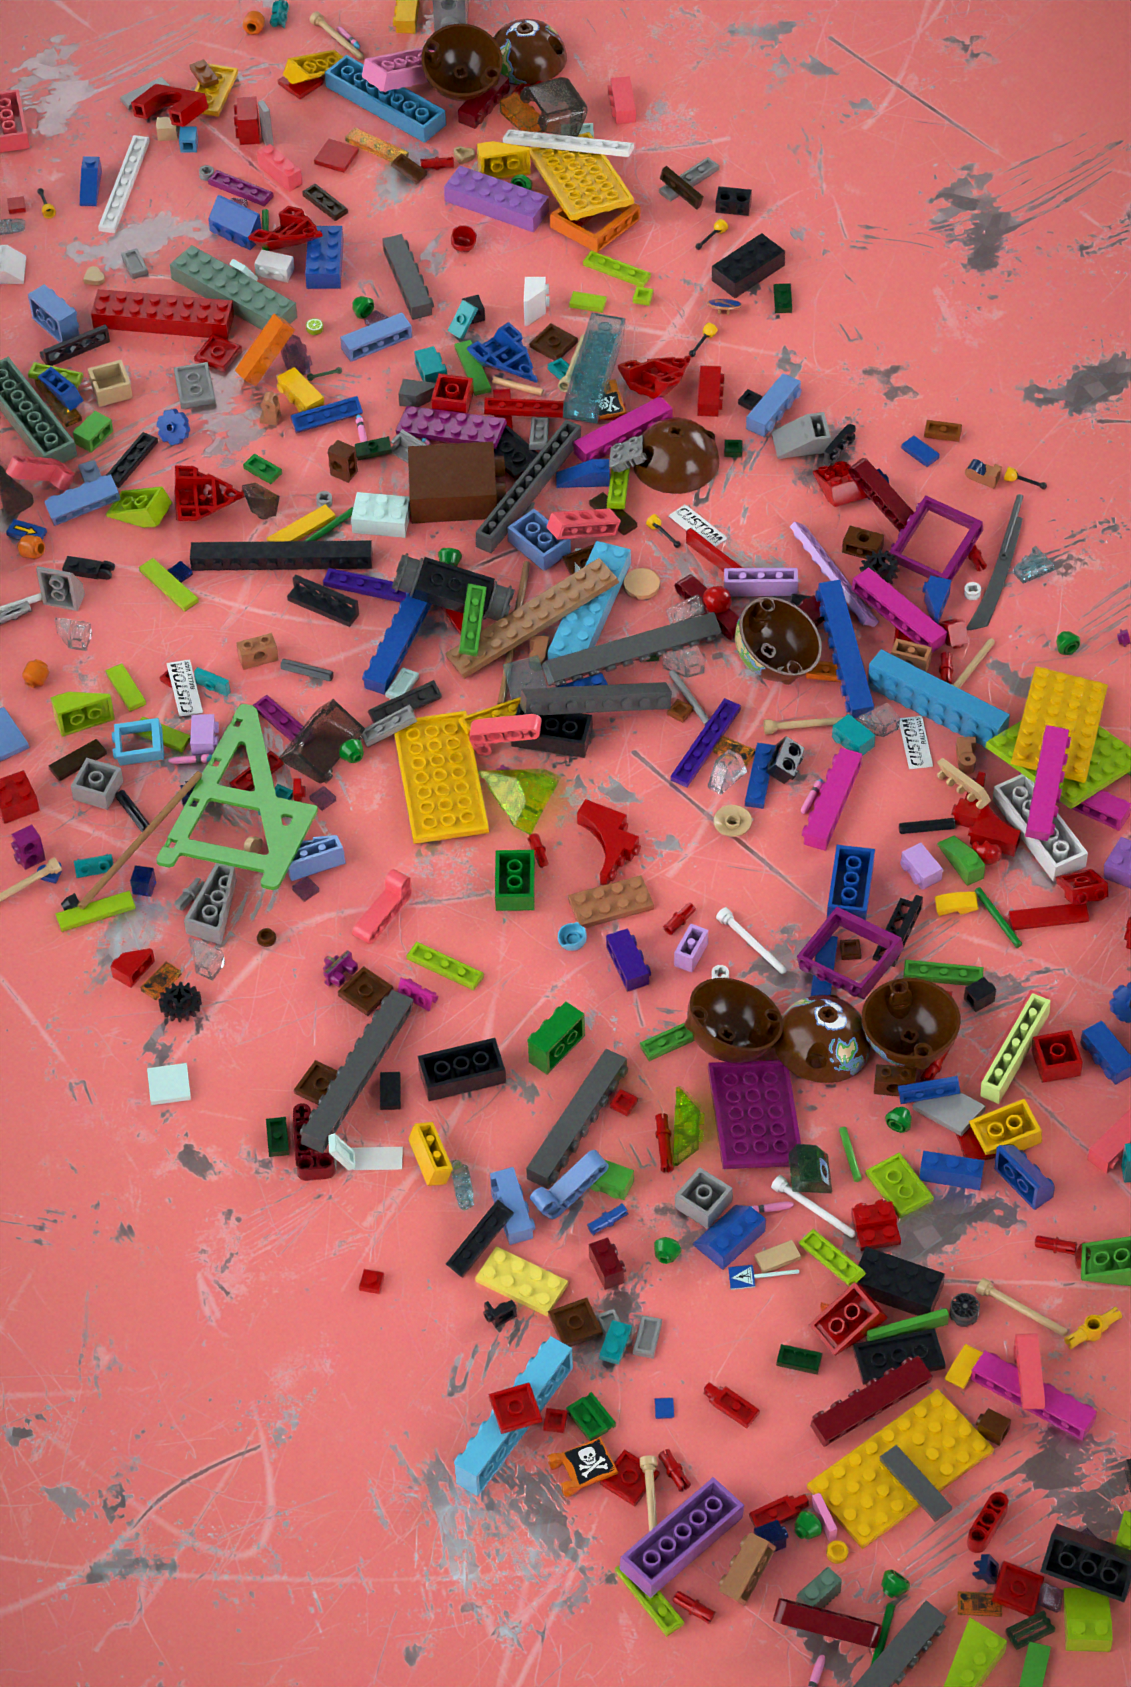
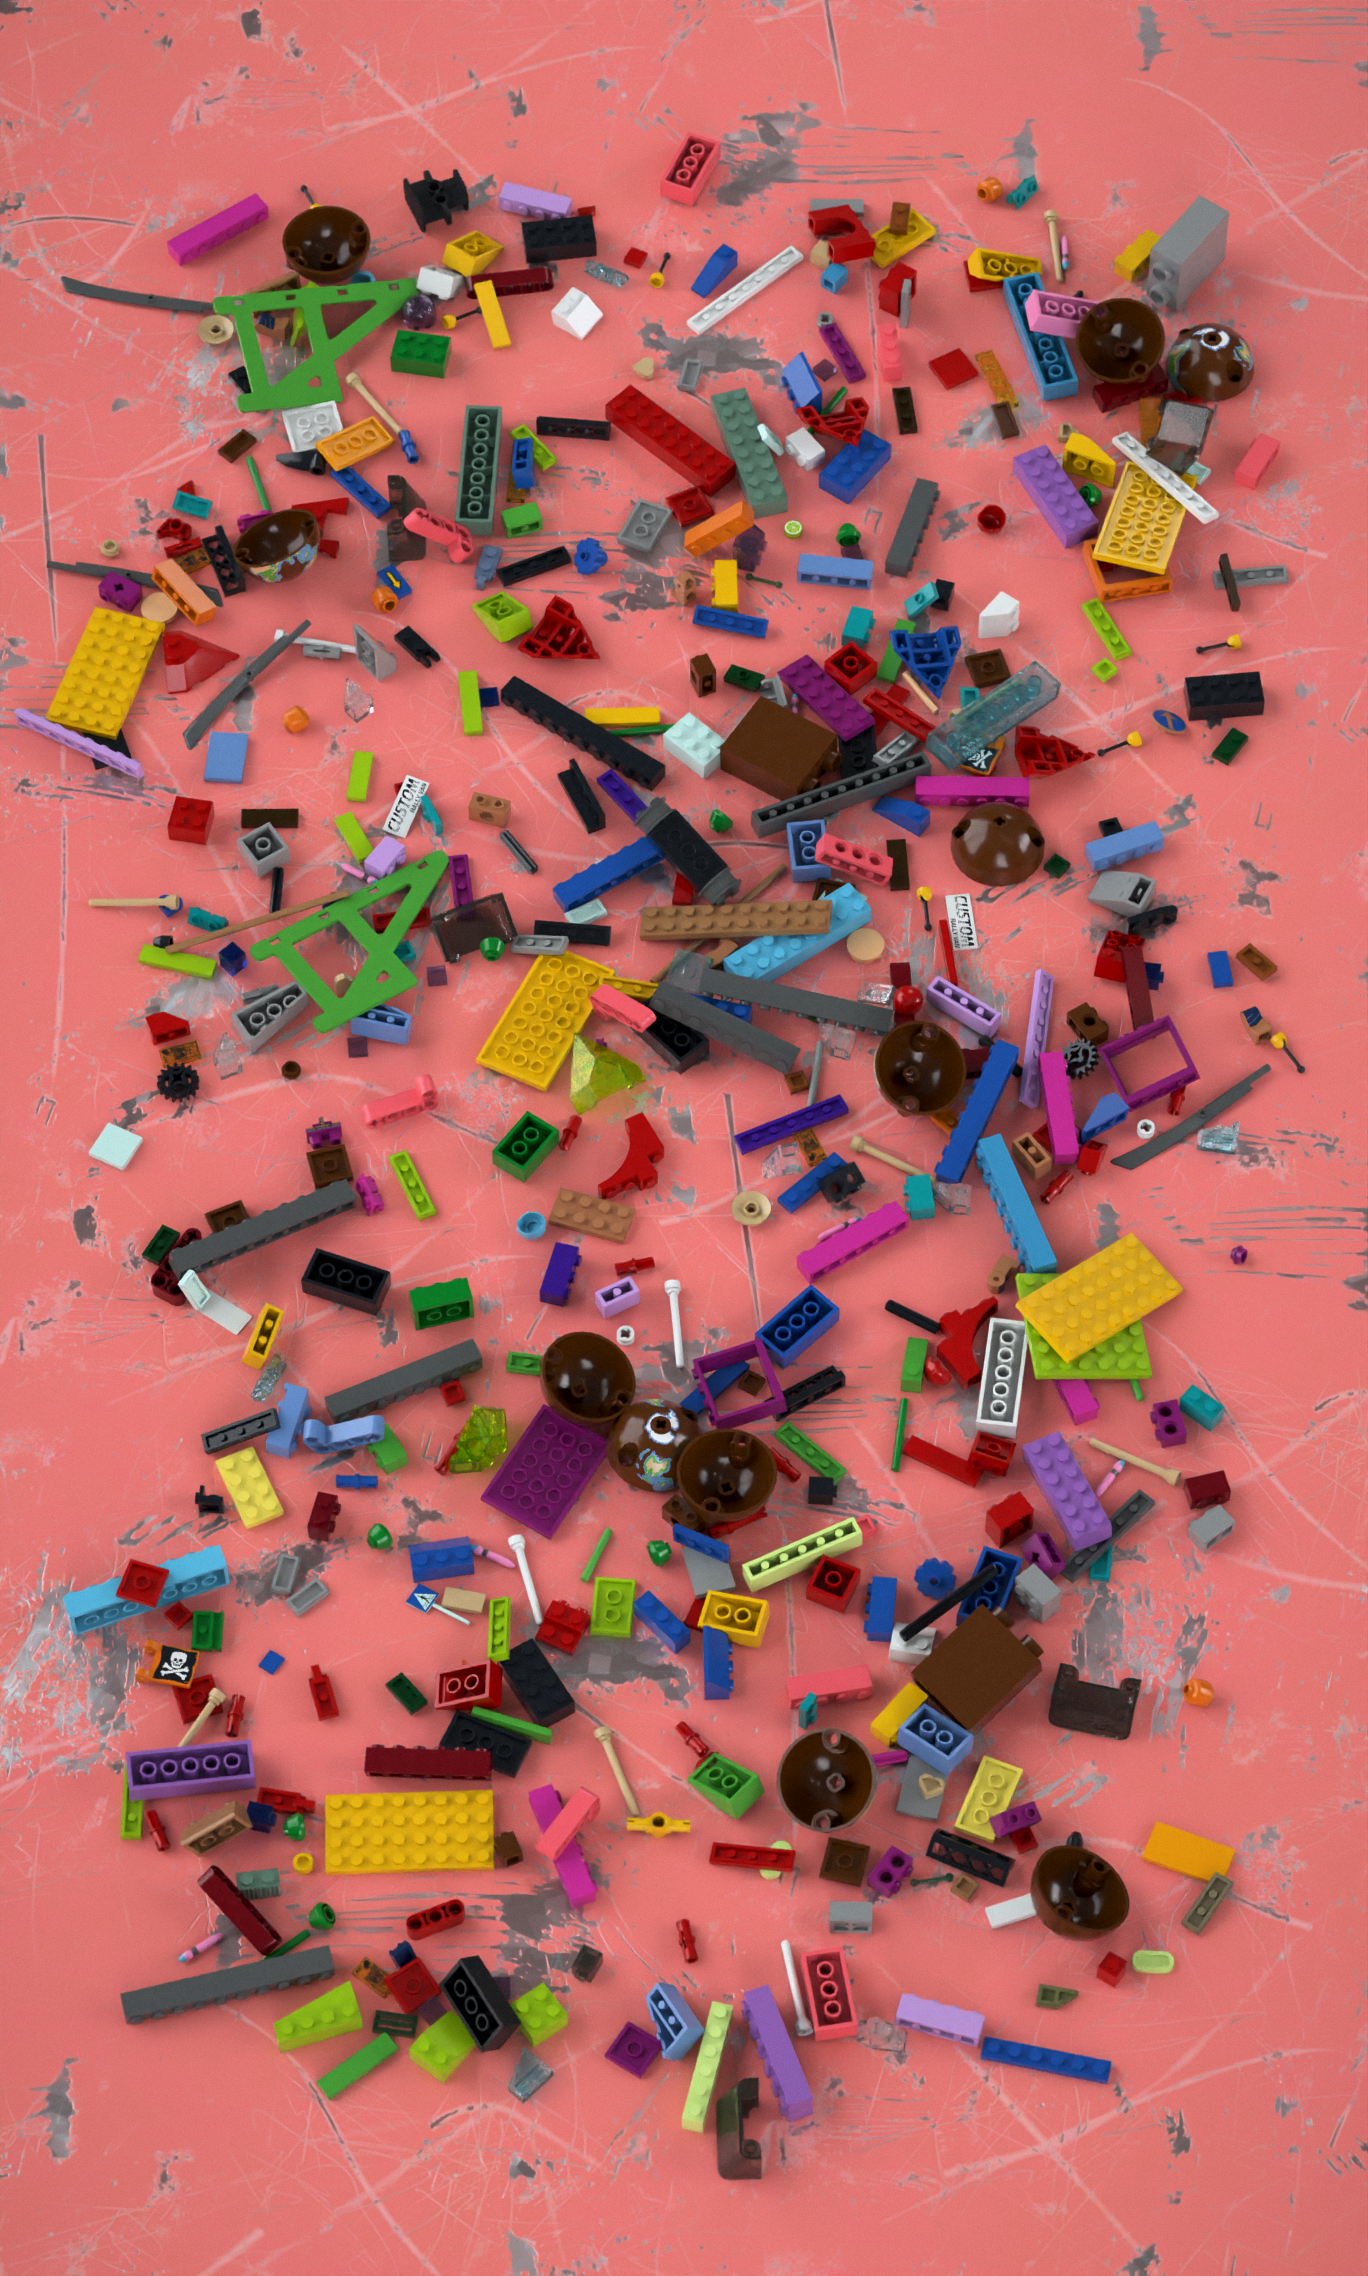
camera: 35 degrees right, 5 degrees up
(27, 847) = (163, 872): magenta brick -> none
(53, 314) = (574, 381): medium blue brick -> none
(81, 711) = (300, 776): lime slope -> none
(82, 499) = (458, 580): medium blue brick -> none
(110, 383) = (570, 482): tan piece -> none
(141, 755) = (340, 842): medium azure window -> none
(261, 500) = (605, 670): clear smoke slope -> none
(262, 468) = (634, 641): green plate -> none
(298, 790) = (419, 957): red plate -> none
(325, 495) = (668, 699): light grey bush -> none
(361, 429) = (749, 655): bright pink piece -> none
(371, 1281) = (135, 1411): red plate -> none
(390, 1090) = (280, 1263): black tile -> none
(415, 393) = (820, 645): dark grey slope -> none
(436, 163) = (1035, 428): red pin -> none
(472, 620) = (679, 891): bright green tile -> none
(575, 1322) = (259, 1548): reddish brown plate -> none
(587, 301) = (1052, 646): lime tile -> none
(615, 1342) = (275, 1584): teal plate -> none
(618, 489) = (925, 839): lime tile -> none
(627, 452) = (948, 816): light grey hinge -> none
(703, 1198) = (443, 1513): light grey brick -> none
(710, 391) = (1081, 798): red brick -> none
(733, 201) = (1268, 623): black brick -> none
(809, 1169) = (548, 1547): clear green slope -> none
(824, 1516) = (314, 1829): bright pink tile -> none
(915, 742) = (972, 1236): white sticker -> none
(915, 1483) = (405, 1851): dark grey tile -> none
(921, 866) = (873, 1348): lavender brick -> none
(958, 901) = (877, 1400): yellow slope -> none
(961, 1369) = (519, 1788): yellow slope -> none
(964, 1309) = (571, 1742): dark grey wheel -> none
(965, 783) = (969, 1298): tan hinge -> none
(973, 664) = (1043, 1210): tan piece -> none
(1046, 783) = (1026, 1342): dark pink brick -> none
(1067, 642) = (1182, 1229): green cone -> none

